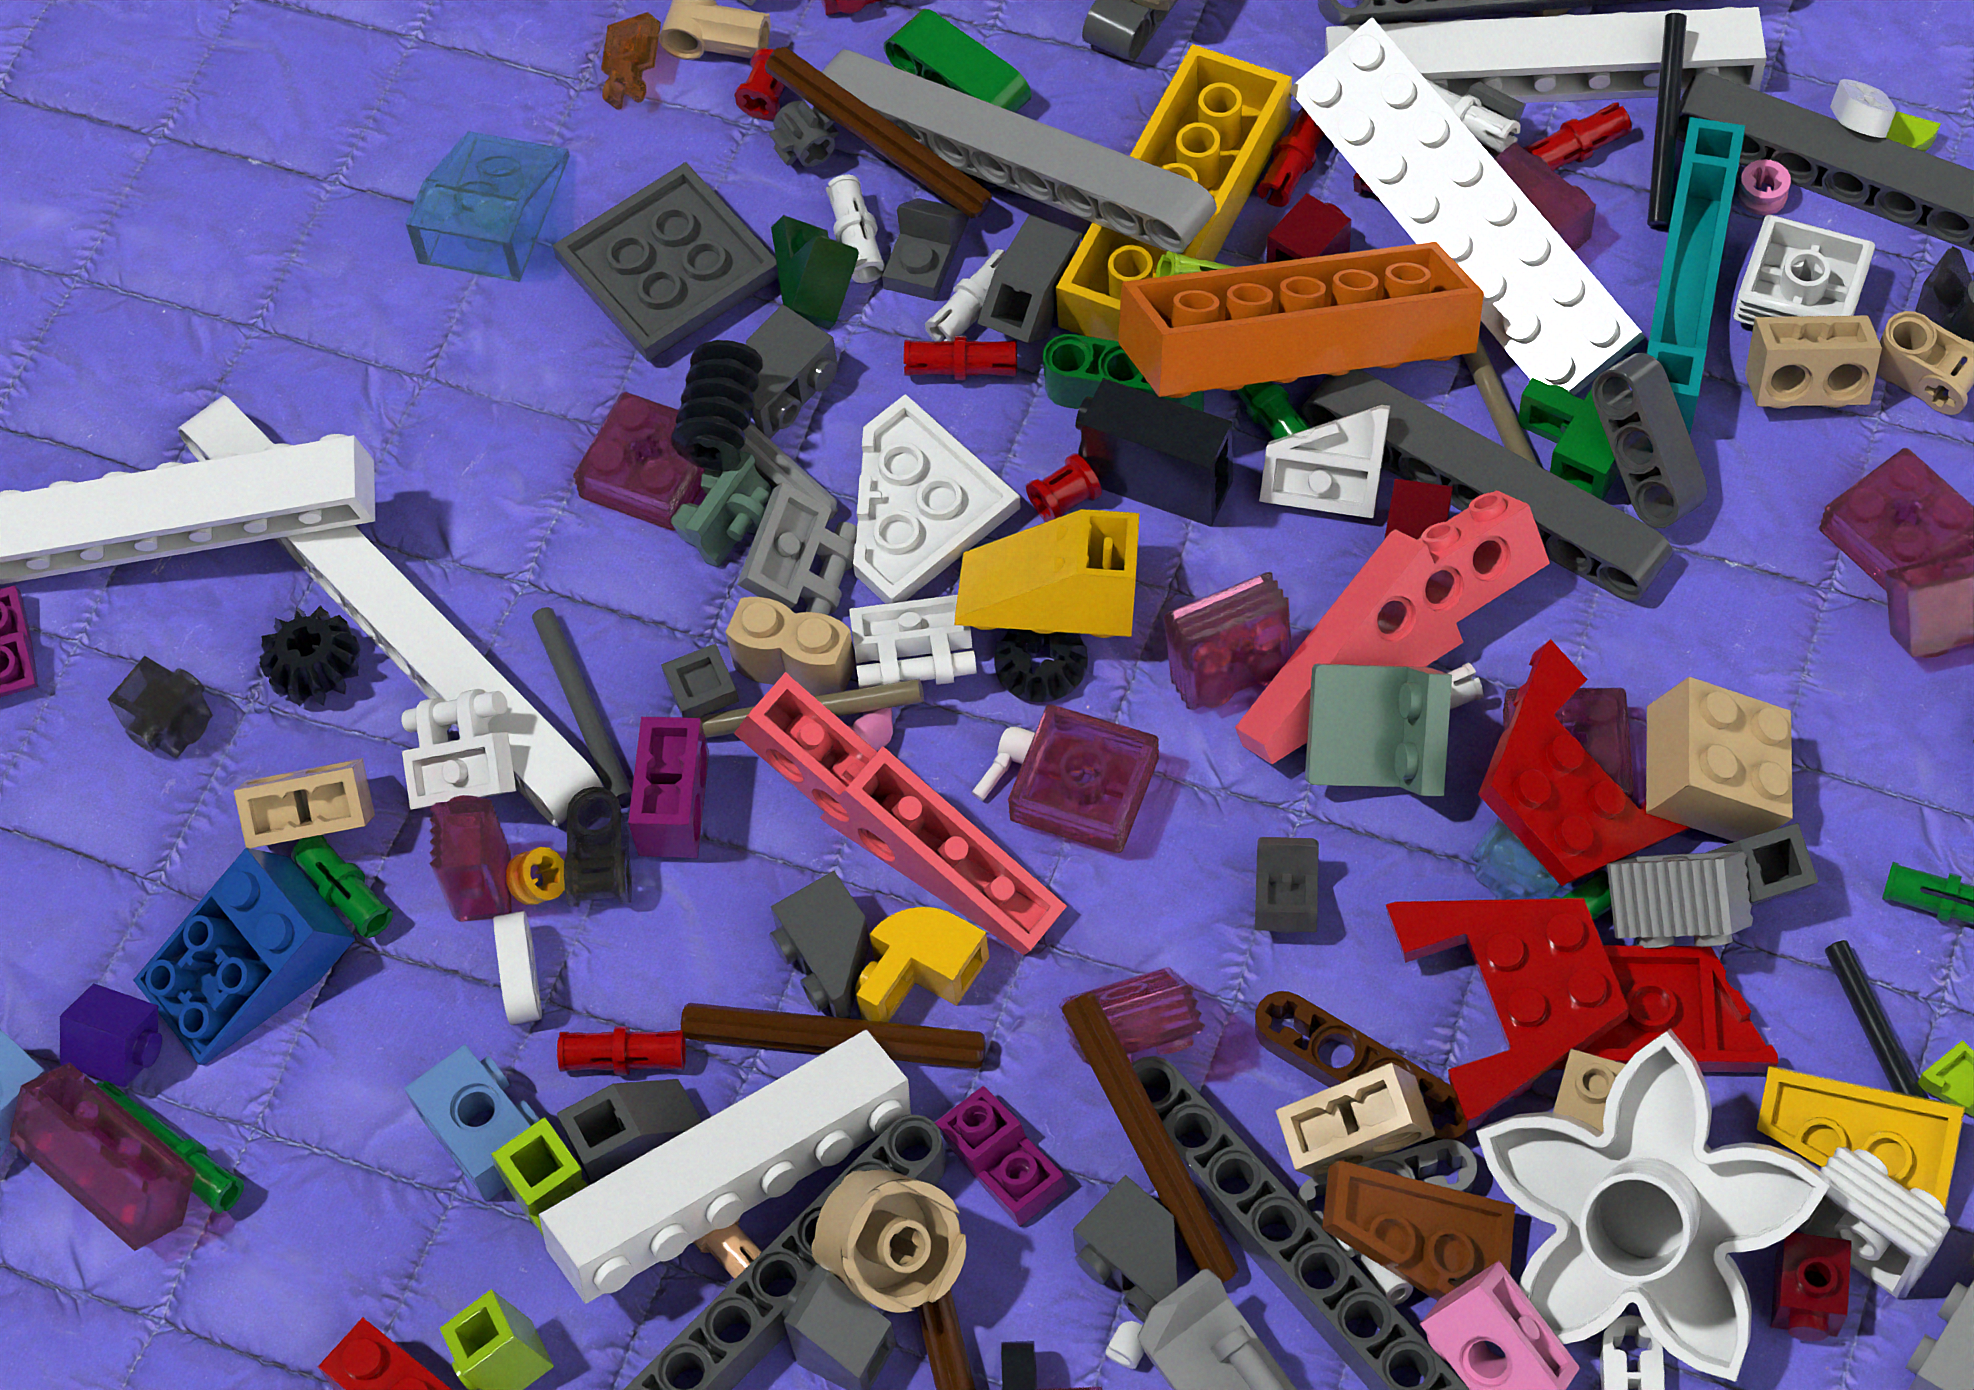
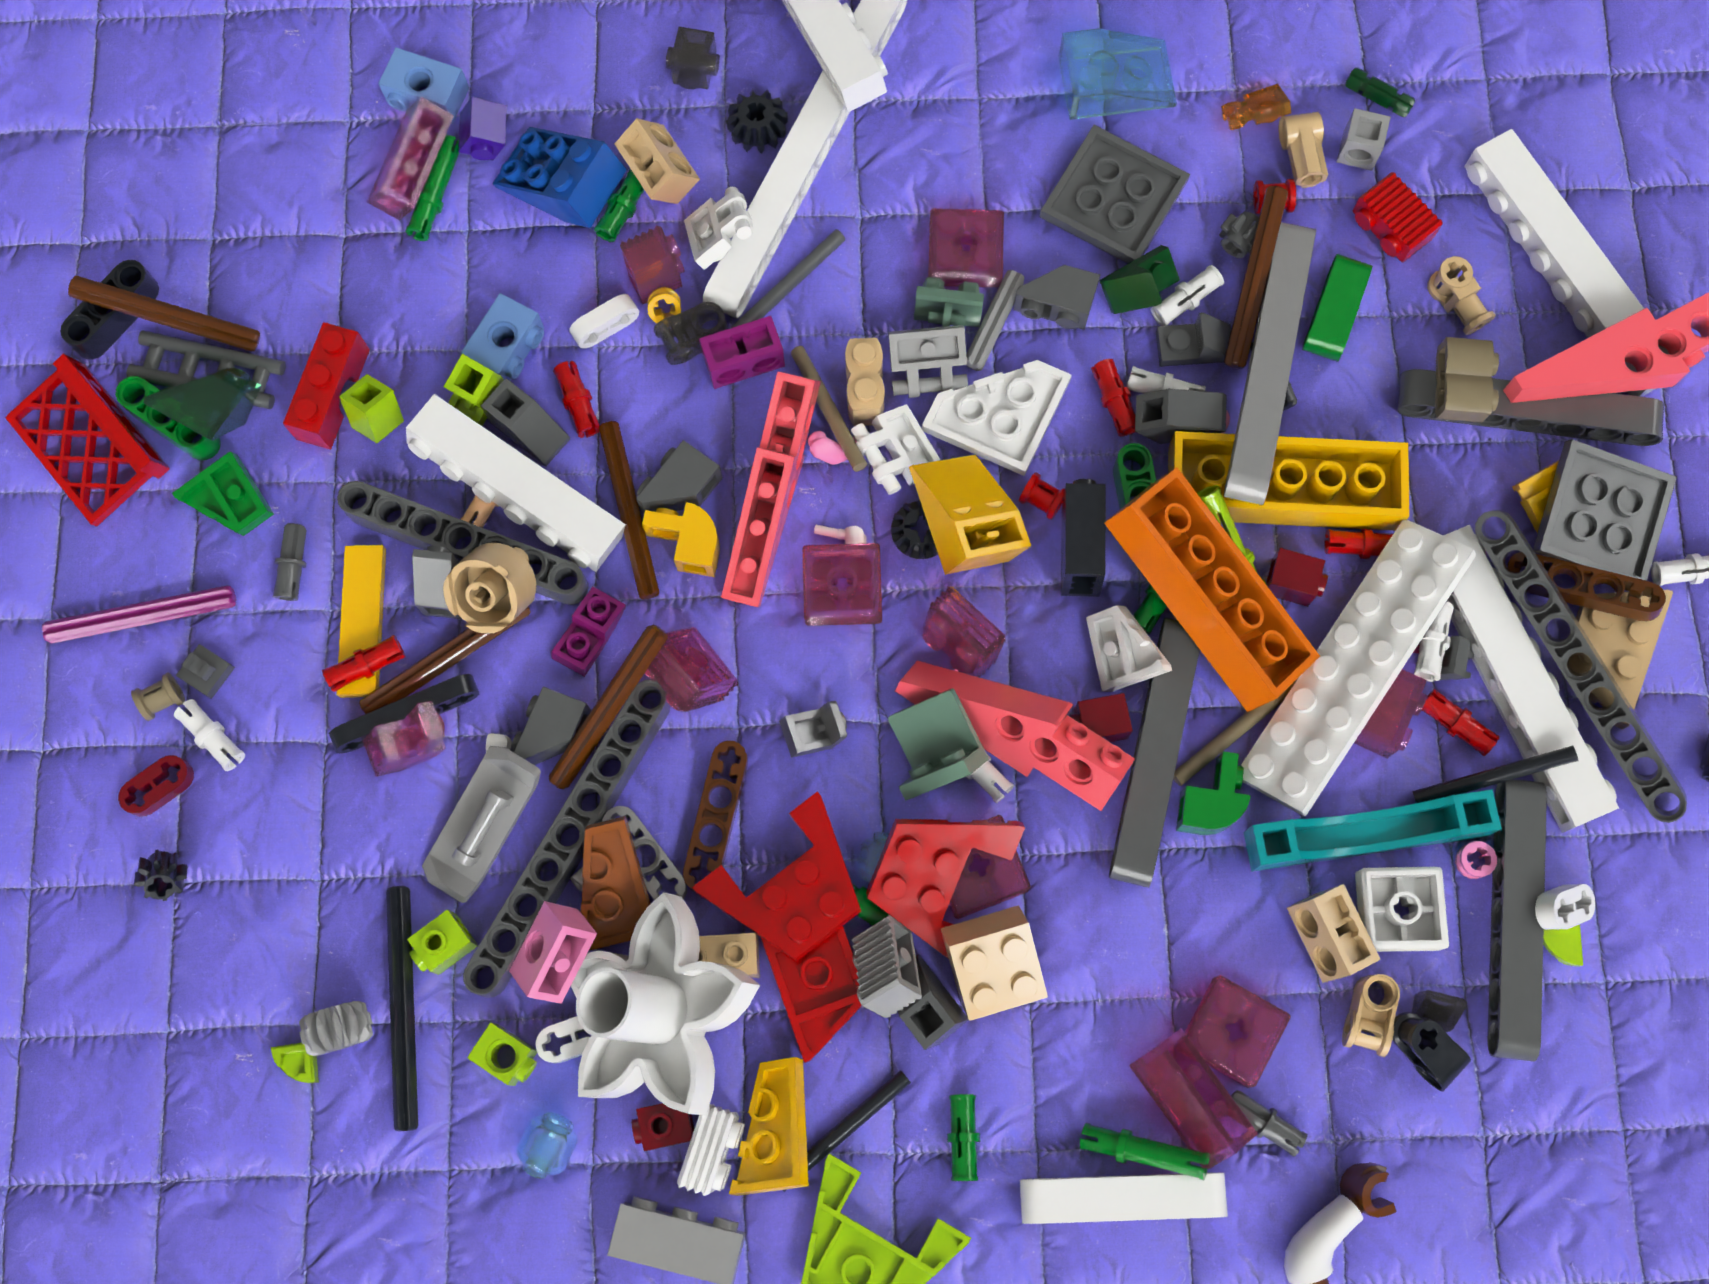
camera: 65 degrees right, 15 degrees up
(700, 682) = (819, 340): dark grey tile -> none
(717, 404) = (1000, 264): black piece -> none
(1355, 1120) = (664, 822): tan brick -> none
(1653, 413) = (1216, 843): dark grey beam -> none

